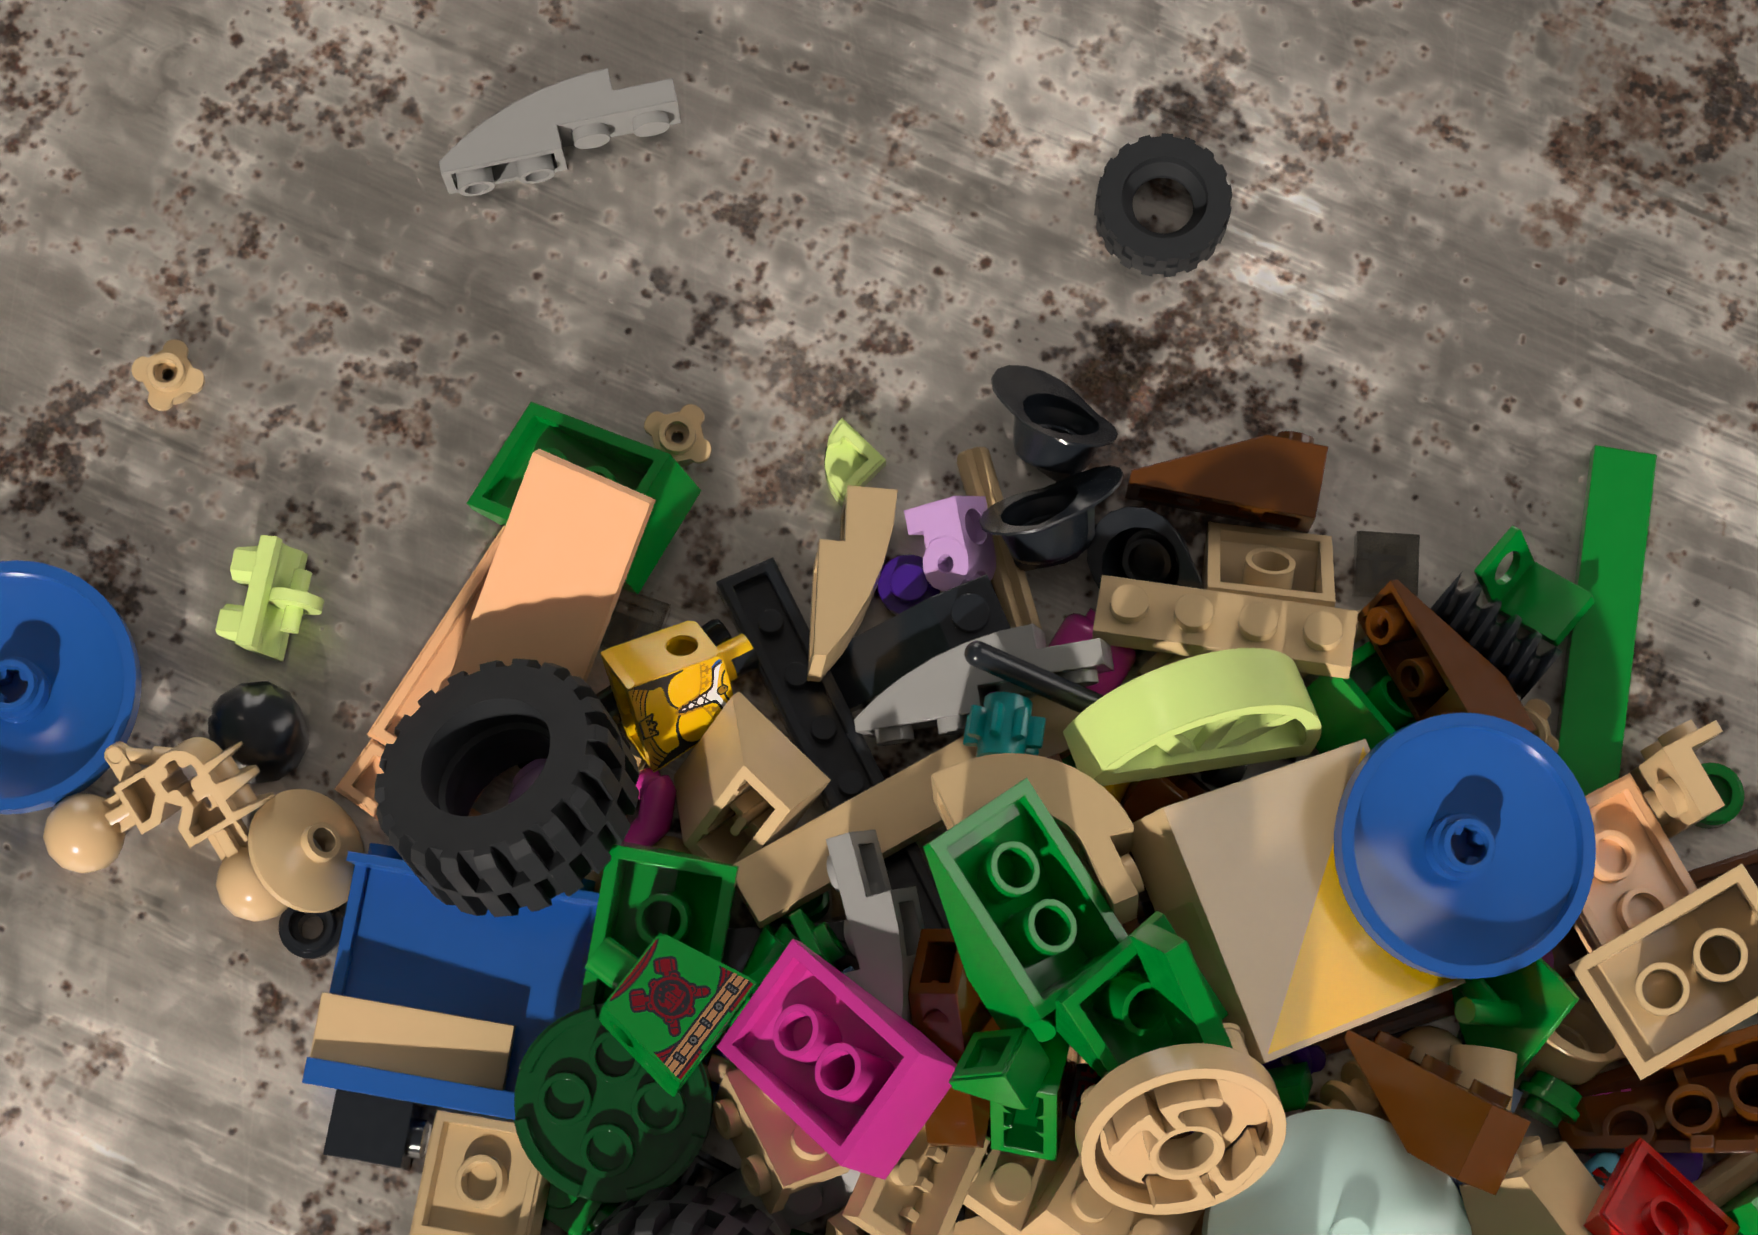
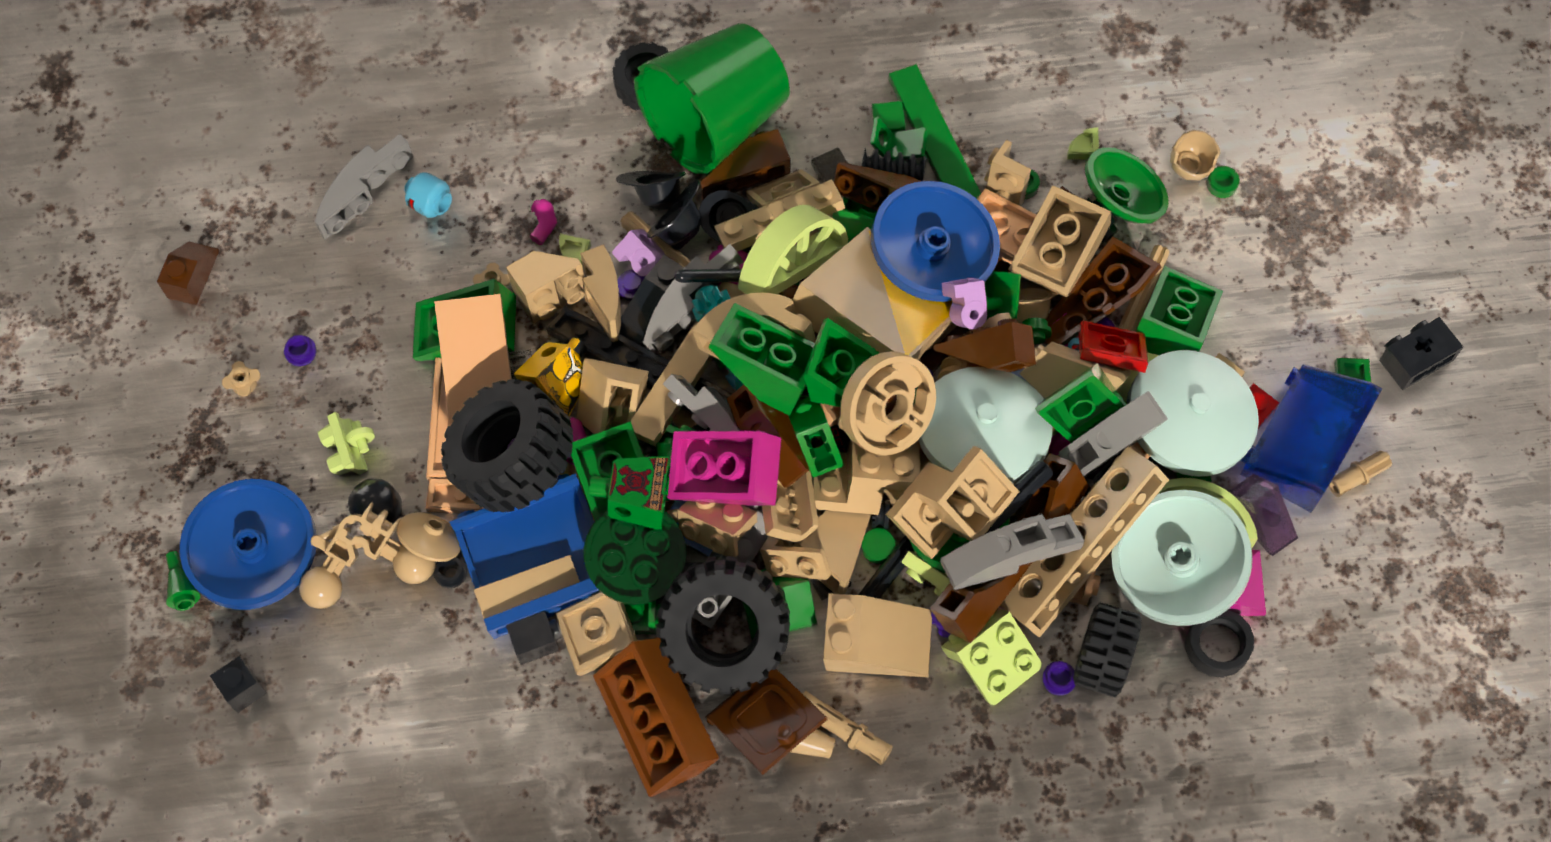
camera: 30 degrees left, 10 degrees down
(190, 124) = (187, 272): none -> reddish brown slope
(291, 379) = (300, 350): none -> dark purple plate
(658, 218) = (427, 195): none -> medium azure head
(755, 508) = (546, 283): none -> tan slope
(834, 377) = (546, 218): none -> dark pink arm
(1002, 1067) = (797, 424): green slope -> none
(1179, 987) = (850, 339): green tile -> none
(1248, 324) = (712, 94): none -> green cone
(1448, 1002) = (968, 302): none -> lavender leg
(1547, 526) = (891, 114): none -> green tile

